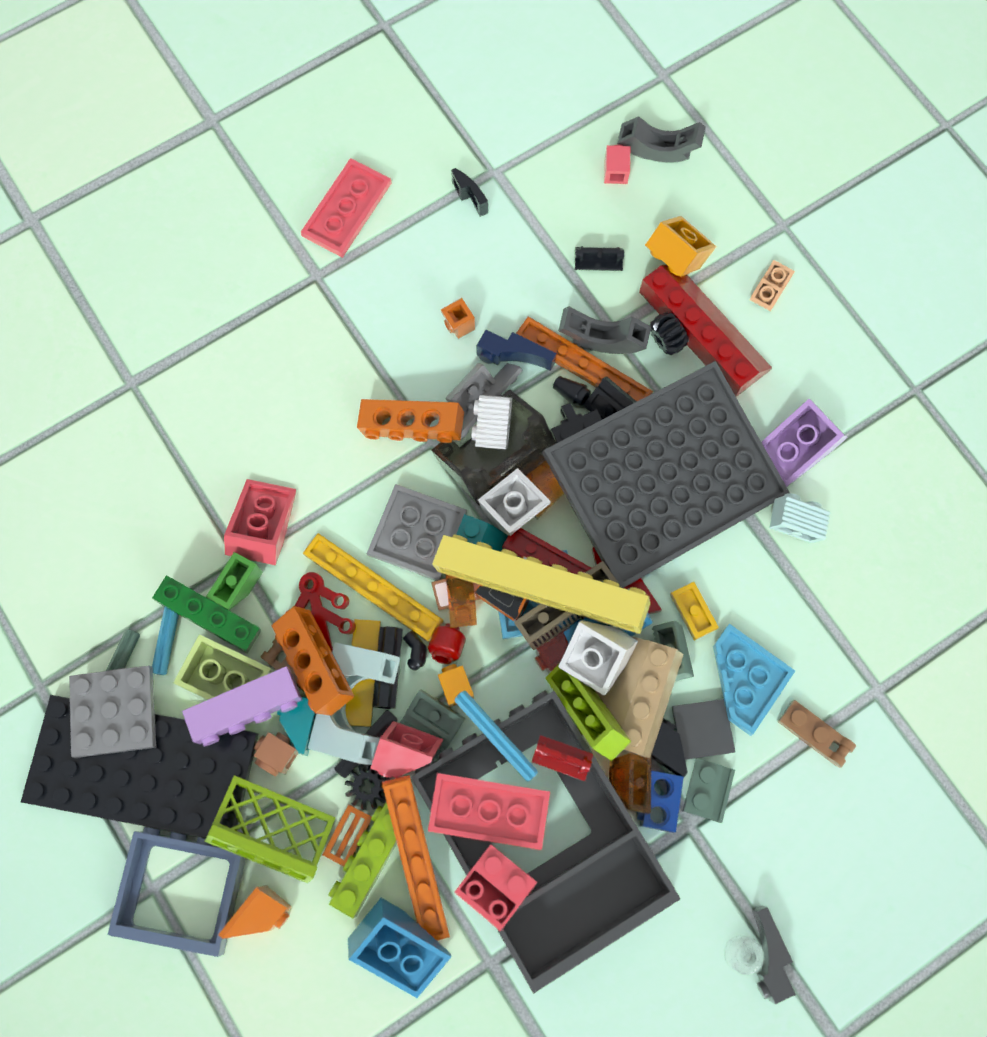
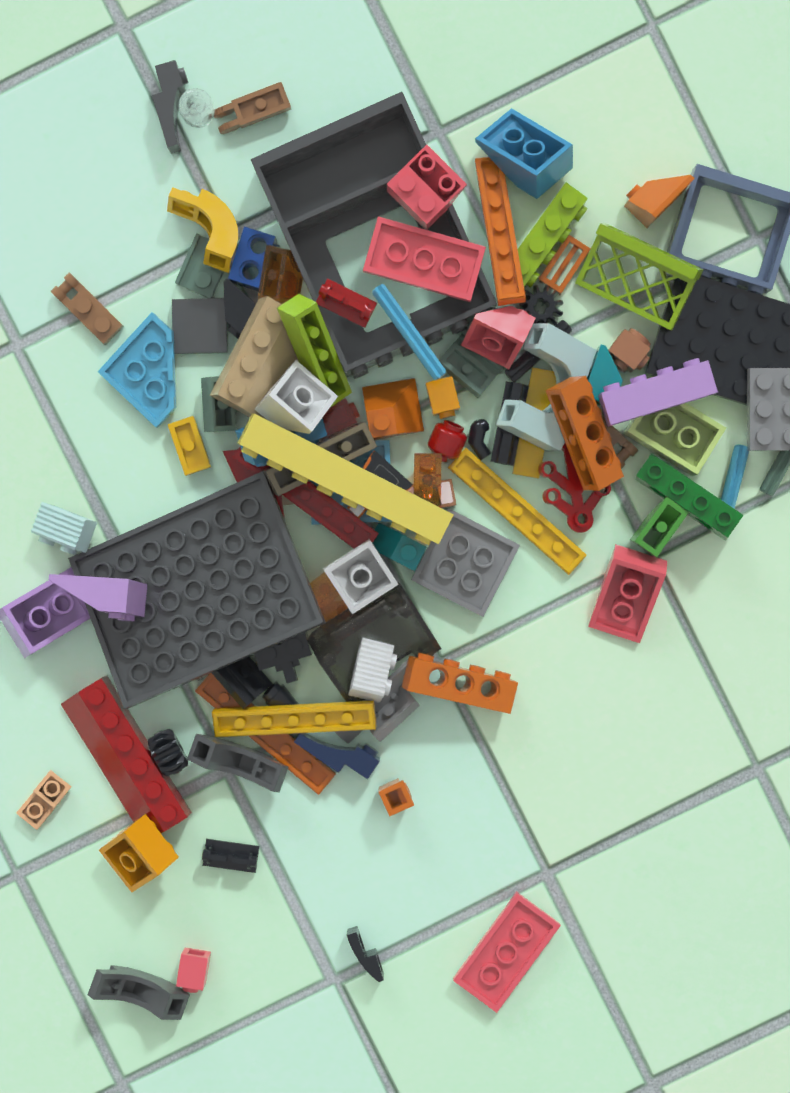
camera: 170 degrees left, 15 degrees up
(503, 669) = (393, 409): none -> orange slope
(558, 373) = (294, 719): none -> yellow tile
(683, 964) = (254, 107): none -> medium nougat hinge
(703, 837) = (215, 218): none -> yellow arch
(752, 454) = (119, 597): none -> lavender slope

